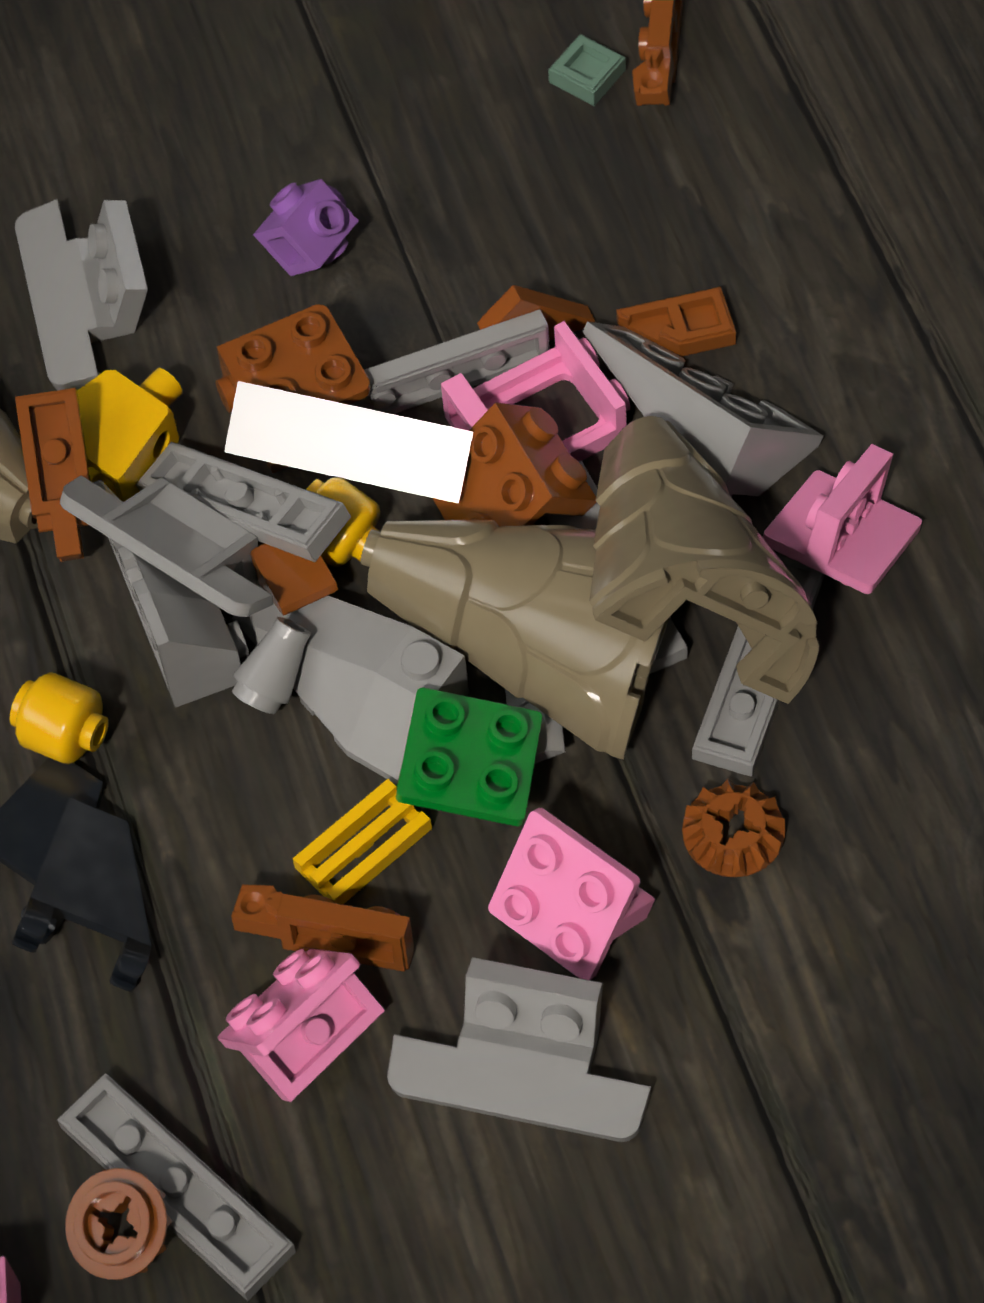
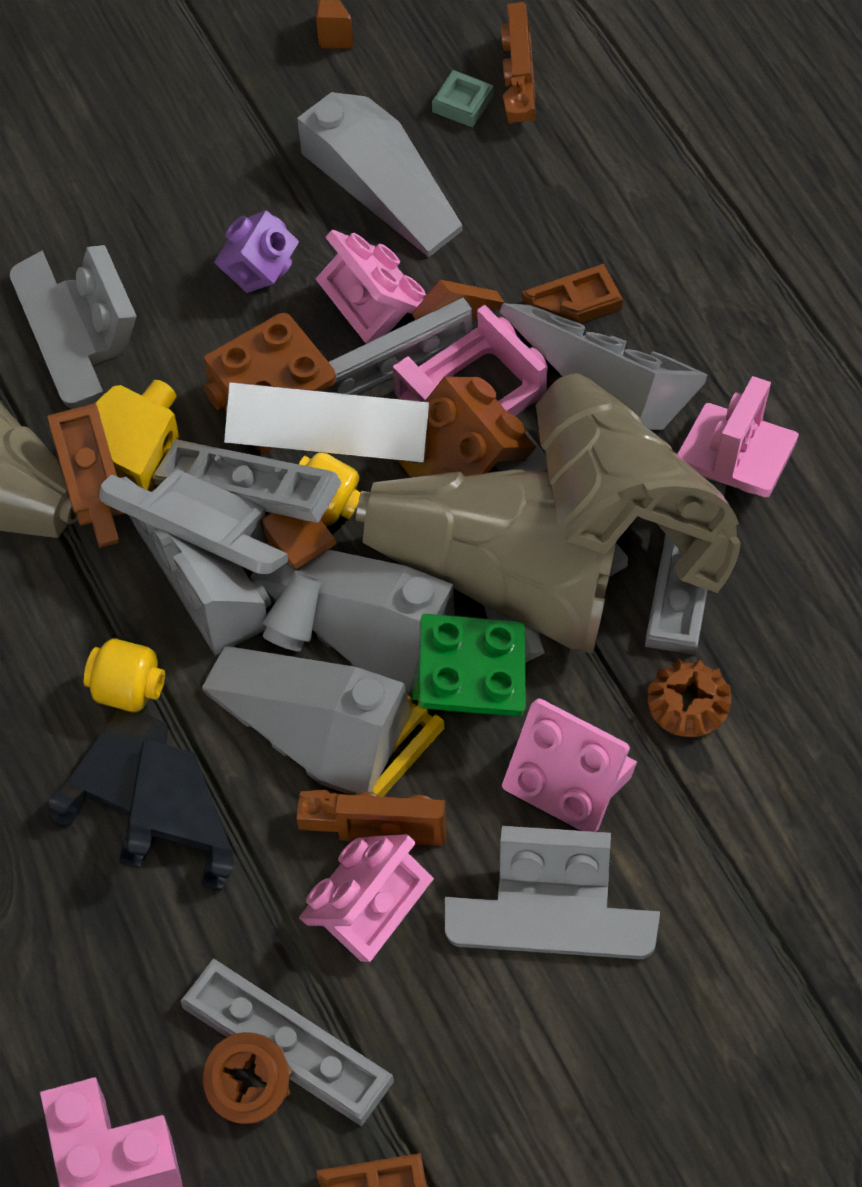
camera: 10 degrees left, 0 degrees up
(279, 792) = (317, 712): none -> light grey wedge
(432, 281) = (368, 285): none -> bright pink bracket
(472, 140) = (379, 166): none -> light grey wedge

